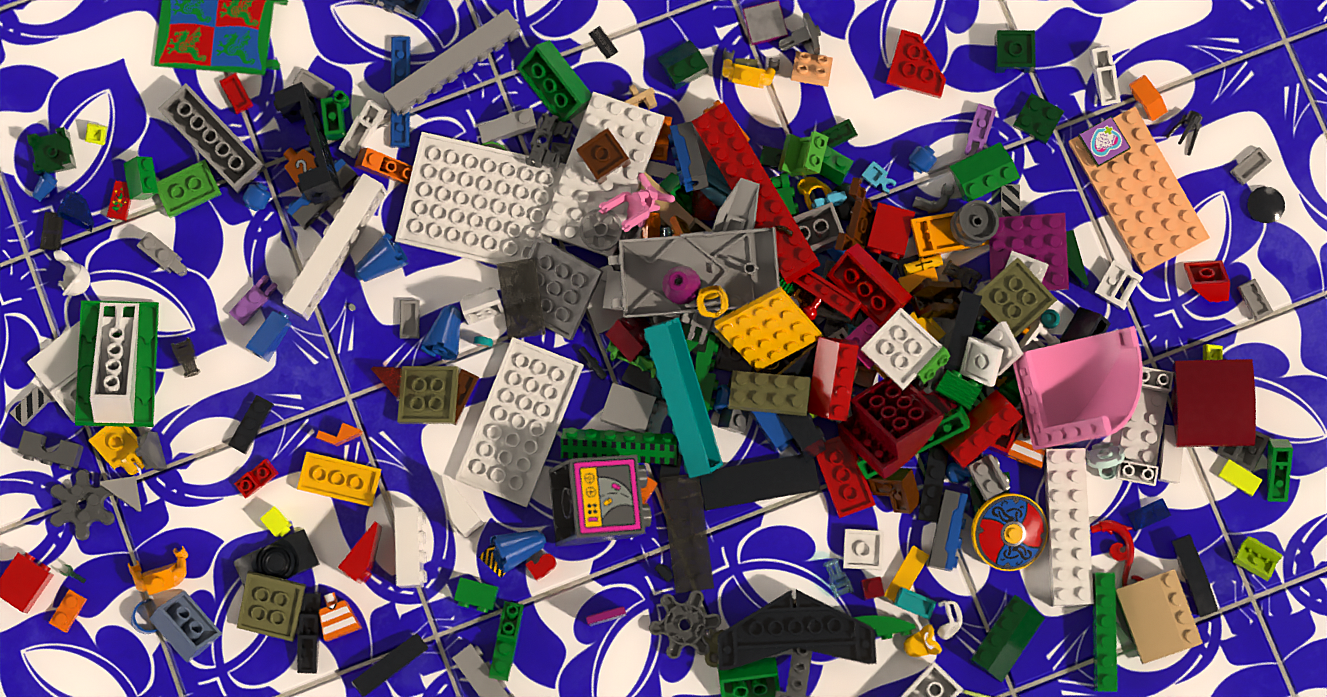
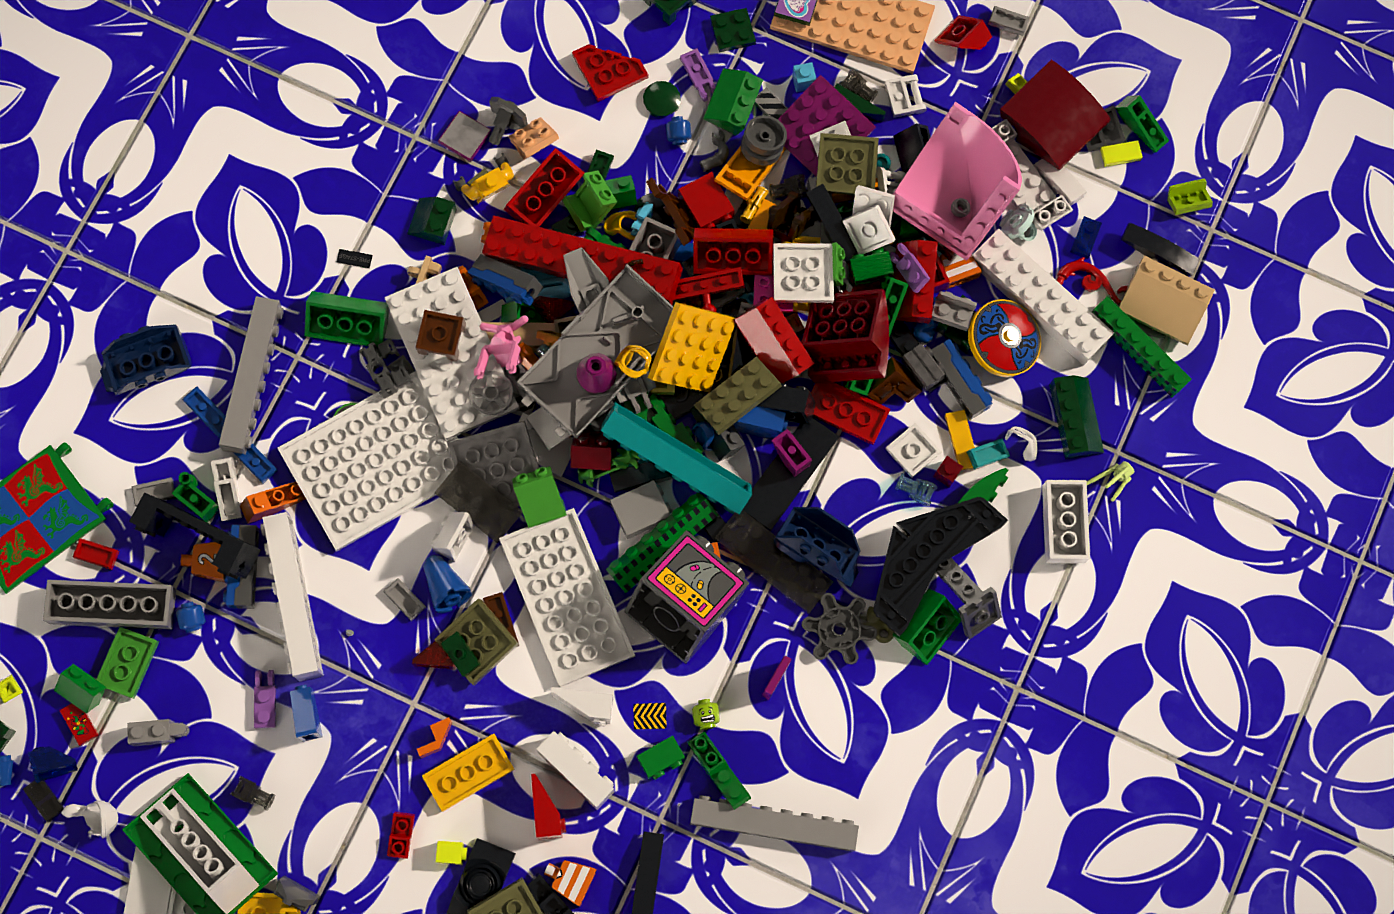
camera: 55 degrees left, 5 degrees down
(251, 424) = (356, 797): black plate -> none
(381, 259) = (338, 574): blue cone -> none
(408, 393) = (460, 654): none -> dark green plate
(483, 341) = (479, 562): teal tile -> none
(508, 126) = (341, 383): light grey slope -> none
(516, 547) = (657, 693): blue cone -> none
(535, 594) = (706, 714): none -> lime head
(544, 566) = (691, 686): red leg -> none
(564, 334) = (539, 496): none -> bright green panel
(592, 363) = (580, 501): black bar -> none
(664, 571) = (785, 605): black tile -> none
(730, 552) = (821, 540): none -> dark blue slope
(770, 469) = (791, 452): none -> magenta slope
(781, 115) = (544, 189): none -> red slope
(876, 176) = (659, 173): medium azure plate -> none
(916, 646) = (1018, 484): yellow piece -> none
(927, 497) = (923, 366): none -> flat silver brick
(934, 123) = (661, 98): none -> dark green dish
(983, 416) = (910, 268): none -> medium lavender hinge
(1054, 202) = (803, 76): none -> medium azure brick
(1074, 407) = (964, 204): none -> light grey plate
(1088, 245) = (857, 85): none -> clear smoke connector

